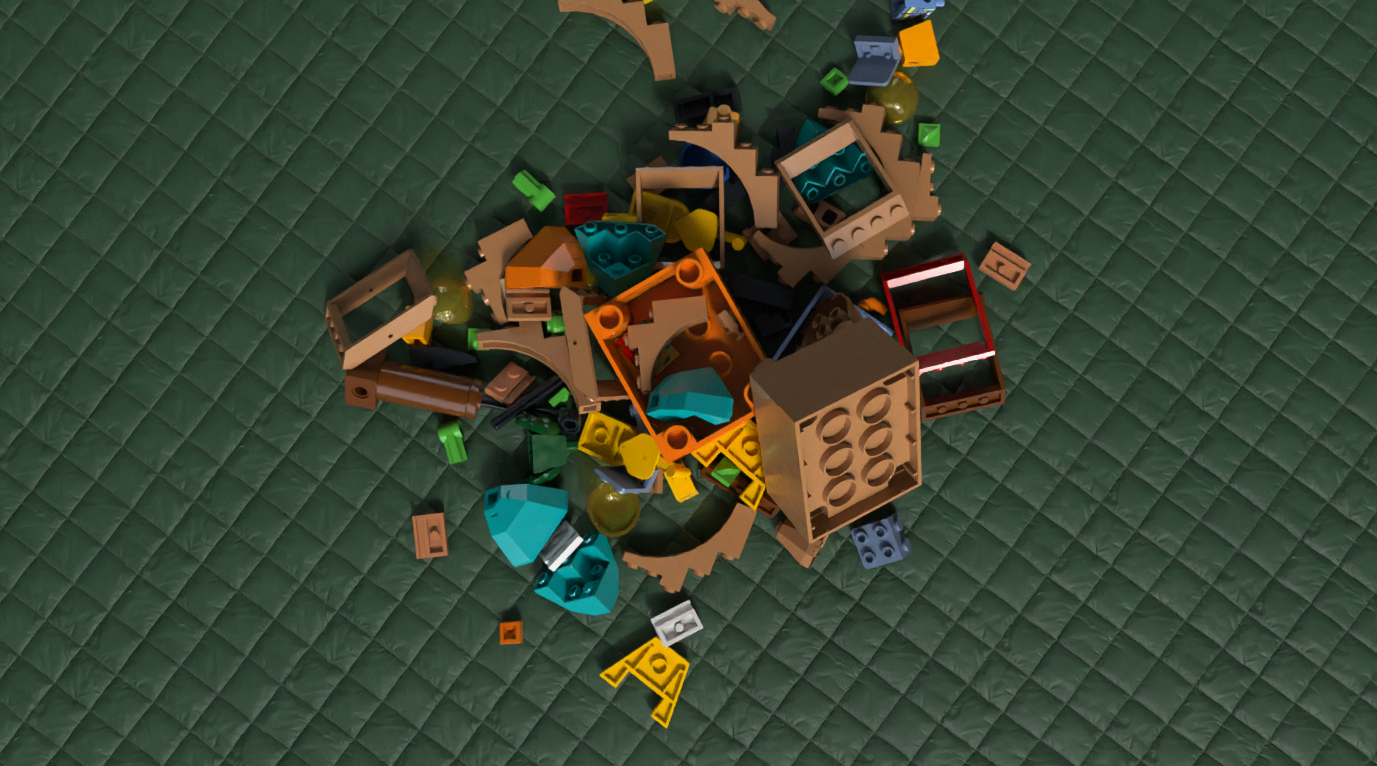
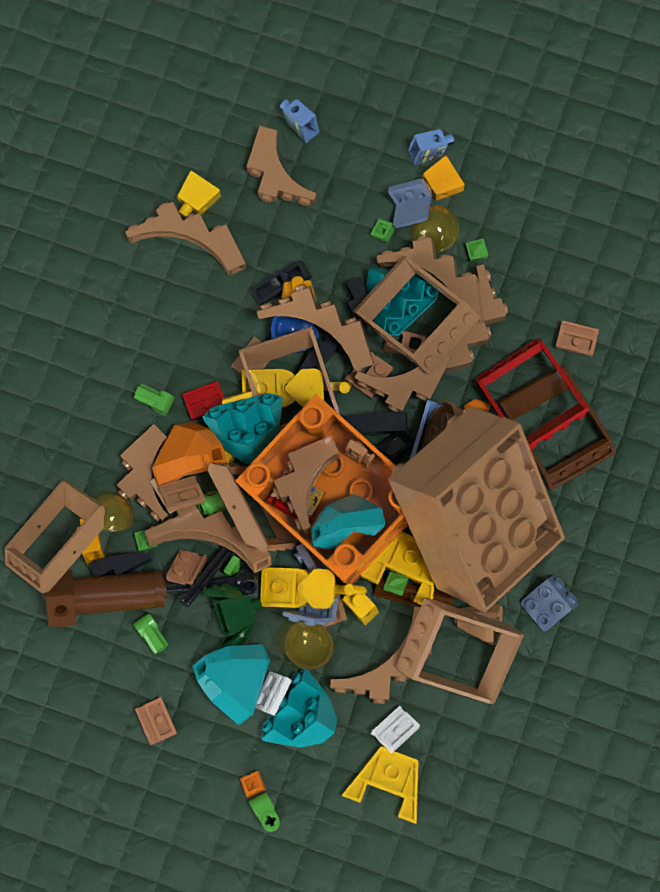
camera: 15 degrees left, 10 degrees down
(514, 662) = (263, 810): none -> bright green piece
(739, 540) = (423, 636): none -> medium nougat window

